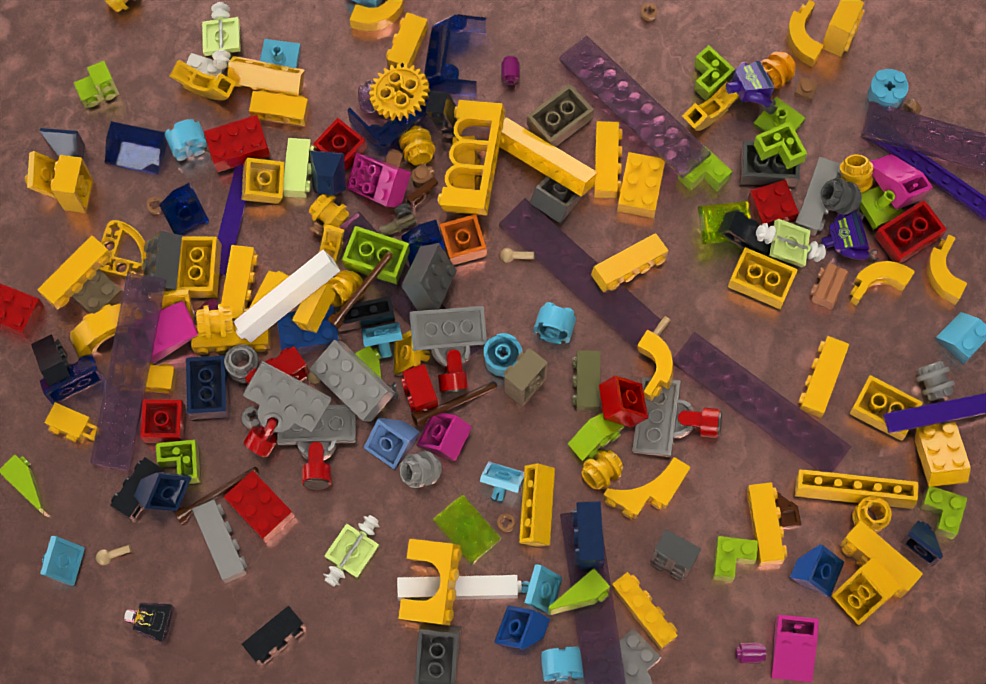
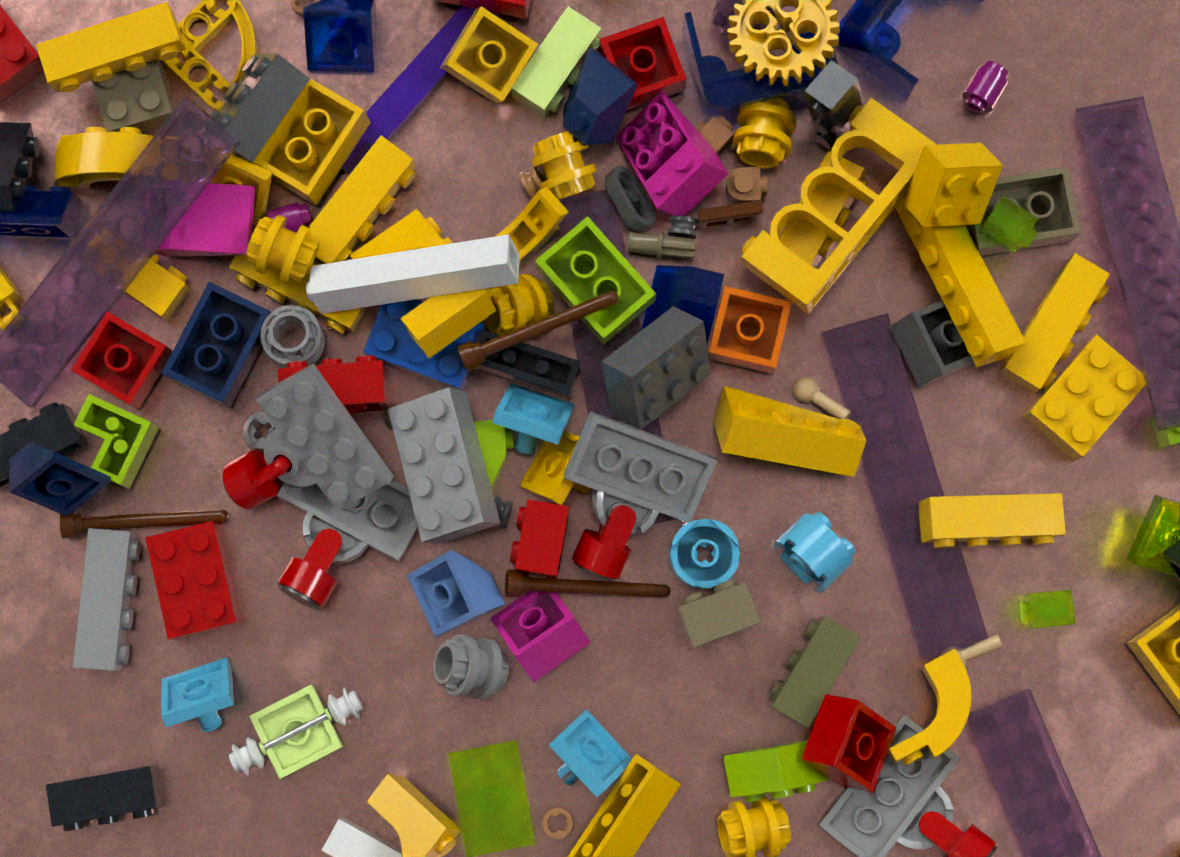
camera: 30 degrees right, 10 degrees up
(293, 558) = (198, 694): none -> medium azure tile
(370, 211) = (629, 198): none -> dark grey plate
(509, 276) = (786, 433): none -> yellow wedge
(520, 117) = (952, 184): none -> yellow brick
(558, 123) = (1010, 226): none -> clear neon green brick
(681, 291) = (1047, 609): none -> clear neon green brick

